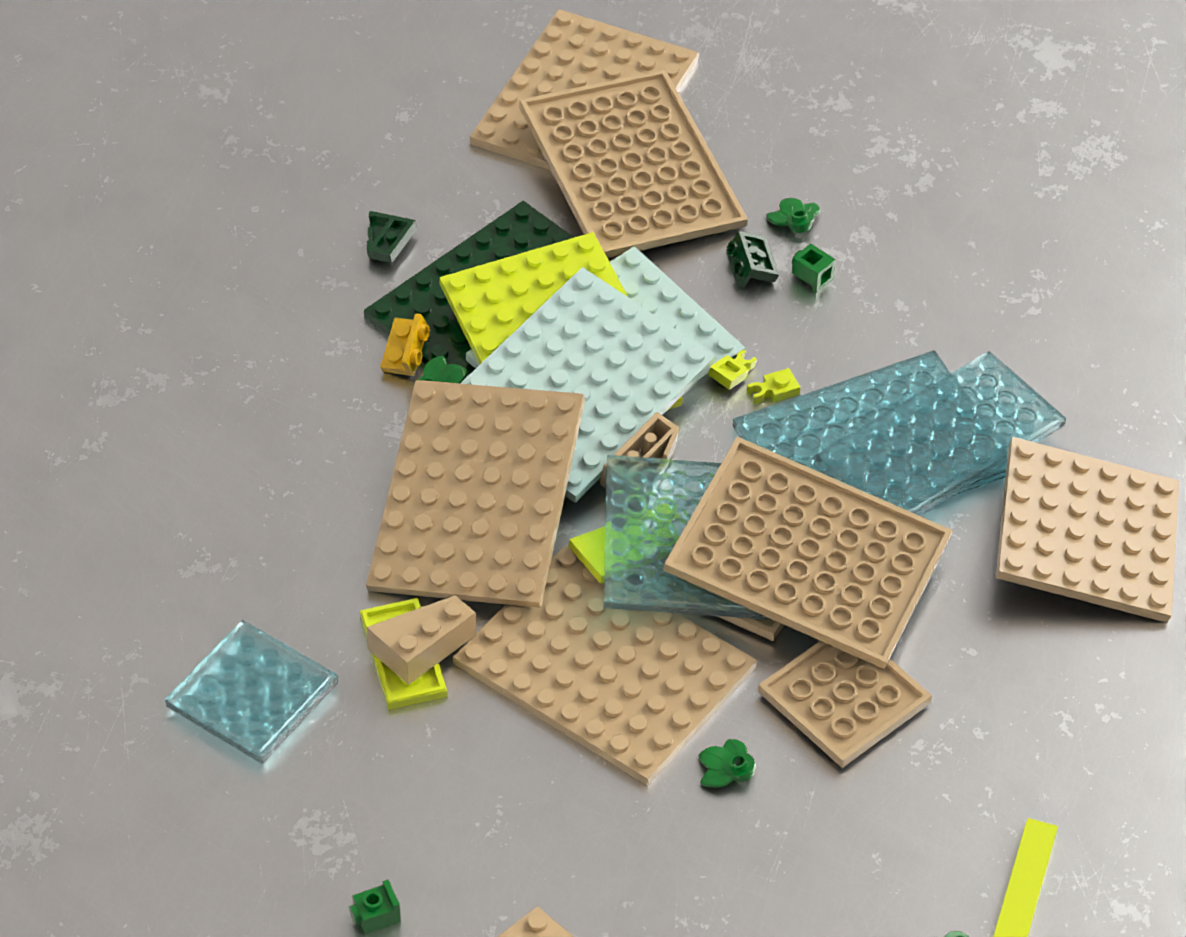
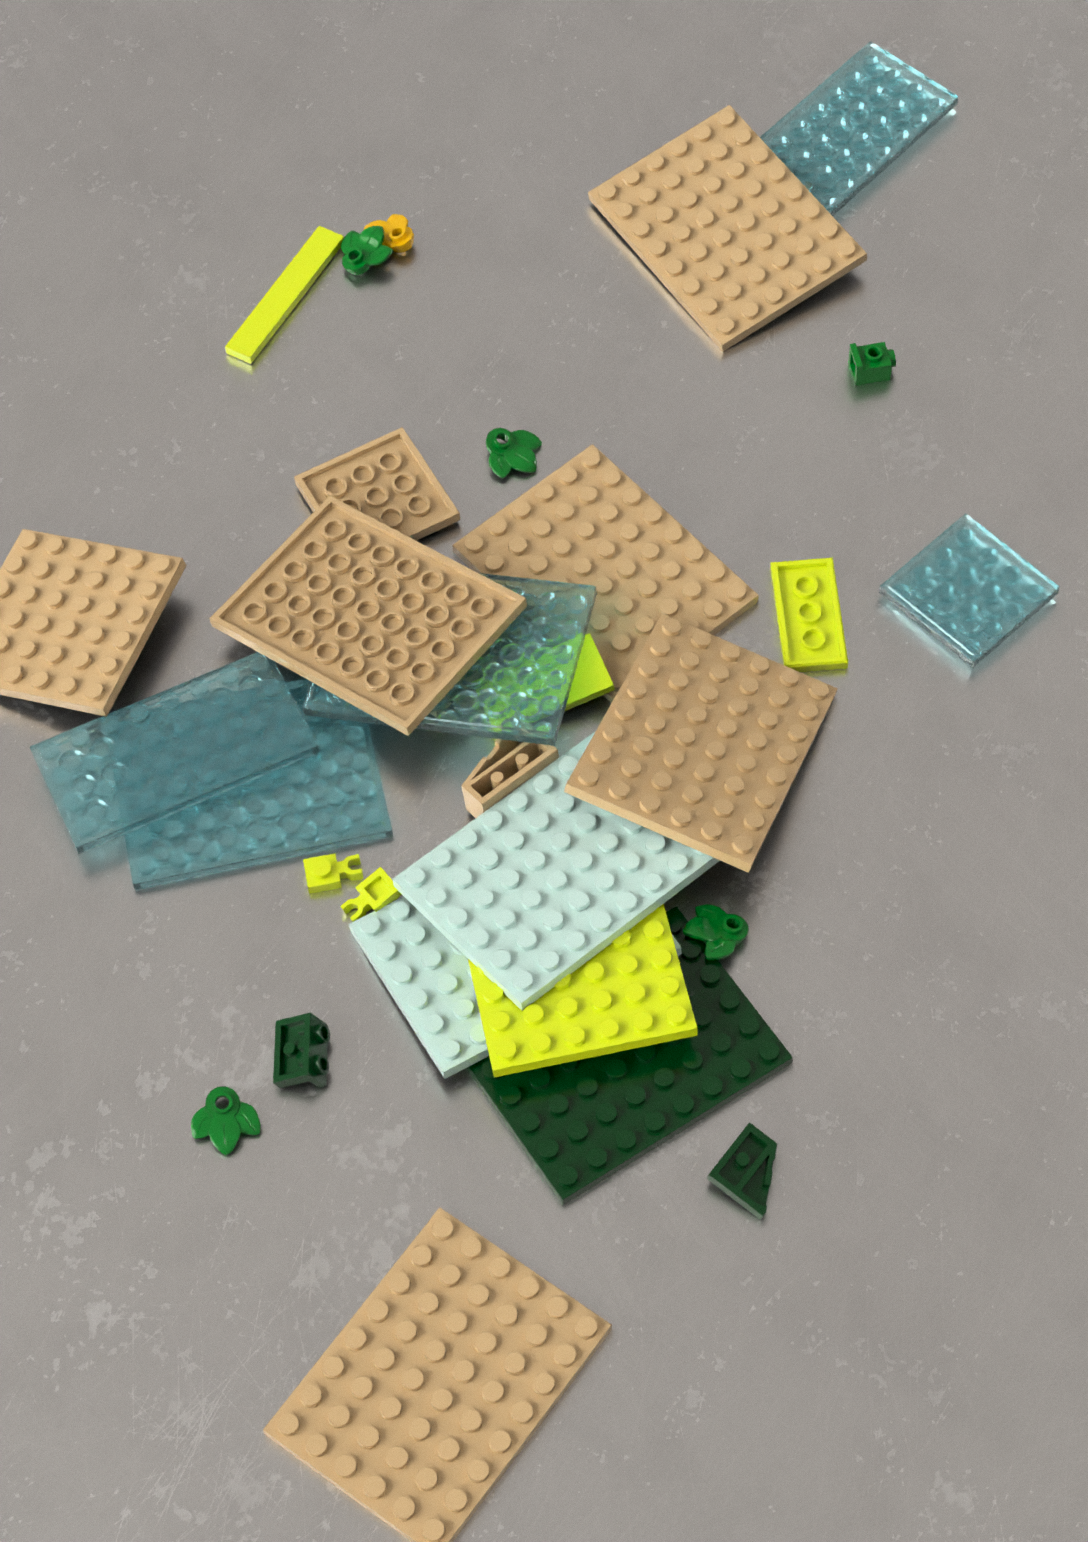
camera: 165 degrees left, 10 degrees up
(405, 345) = (750, 982): yellow bracket -> none
(422, 637) = (788, 596): tan wedge -> none
(632, 163) = (411, 1218): tan plate -> none
(813, 267) = (228, 1013): green brick -> none

